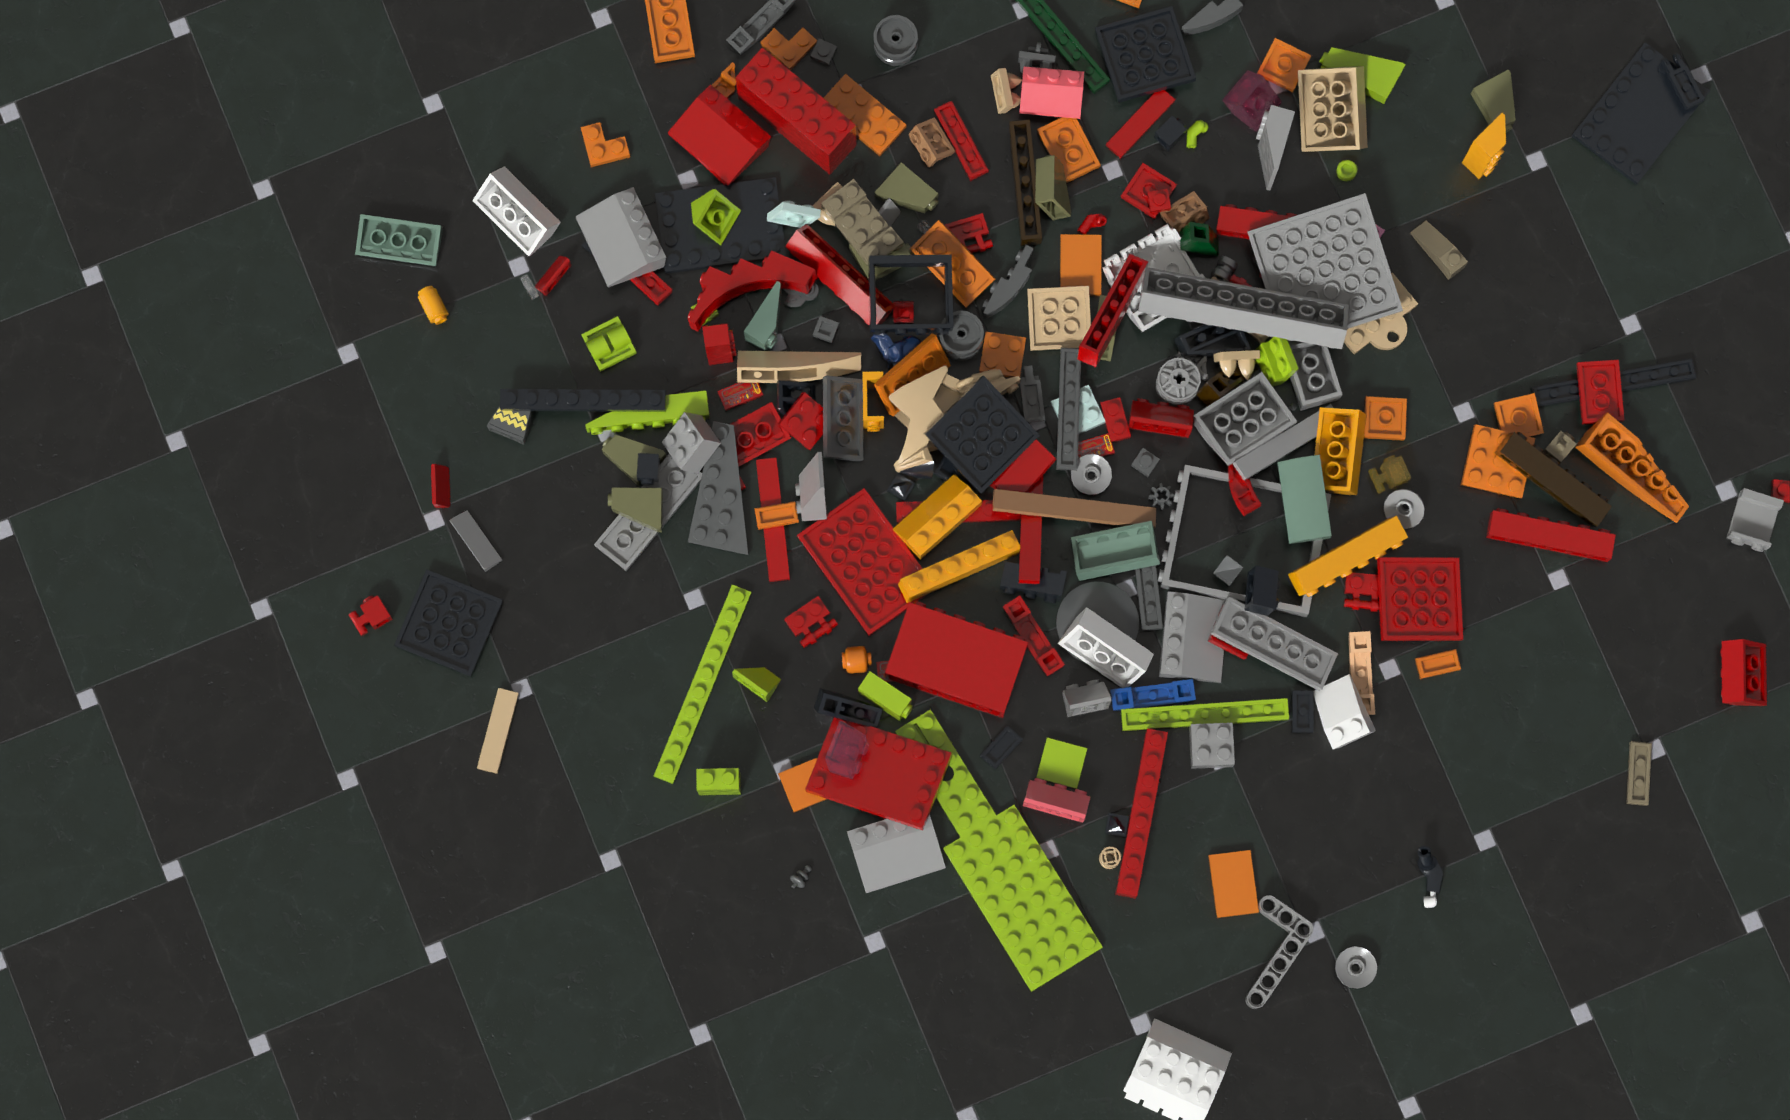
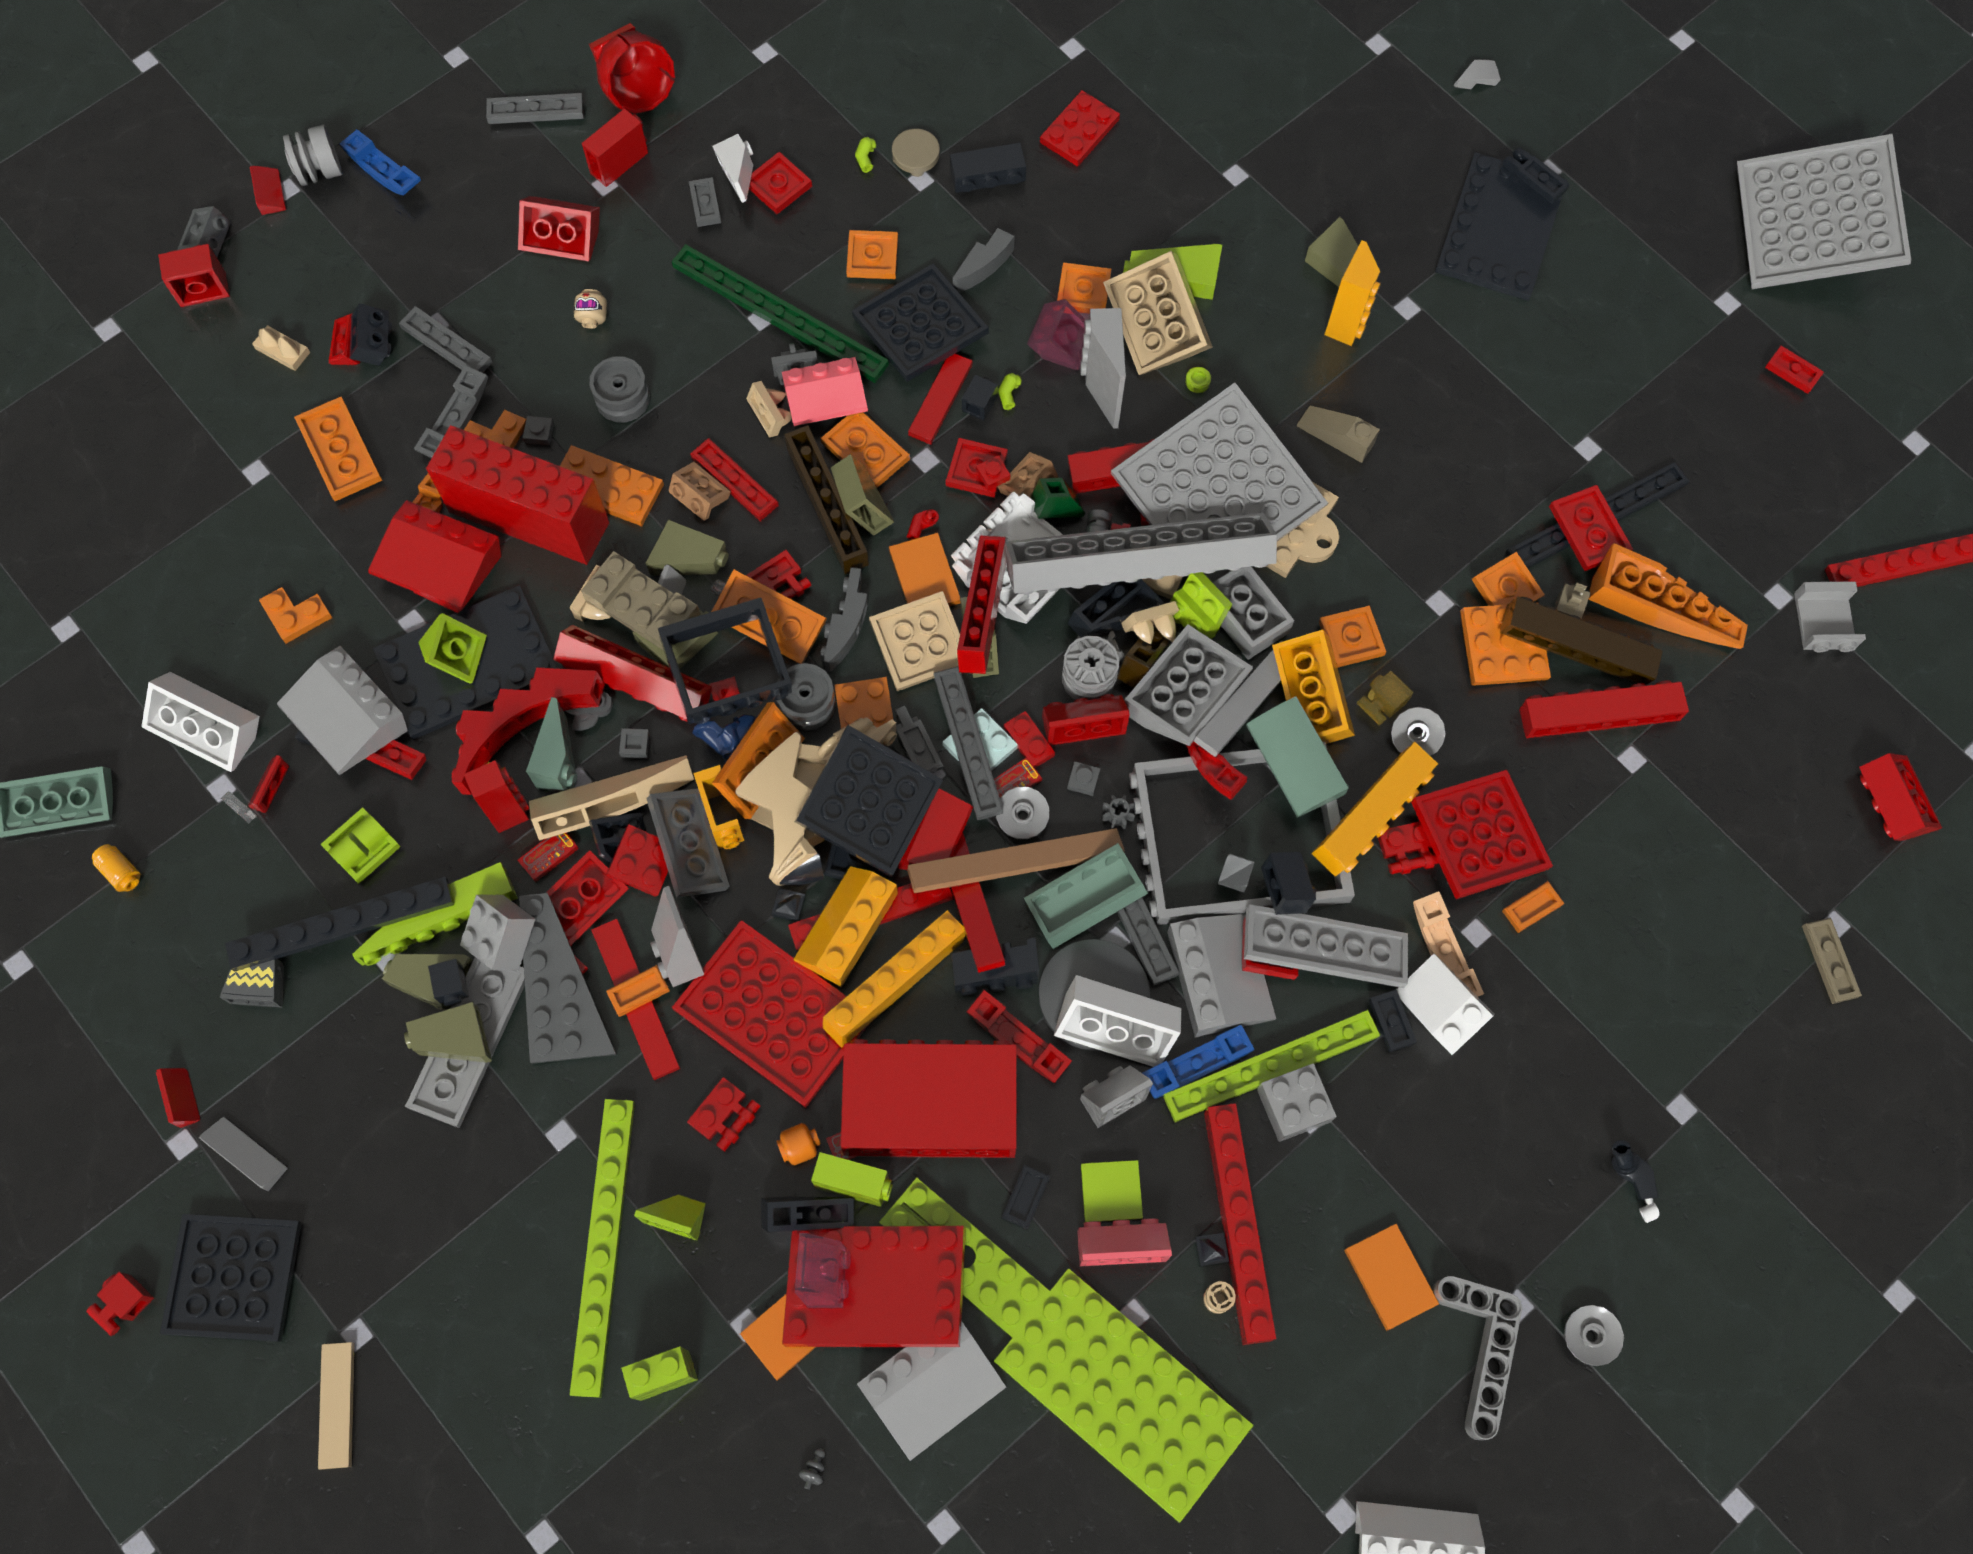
camera: 20 degrees left, 10 degrees down
(793, 215) = (551, 616): light aqua plate -> none

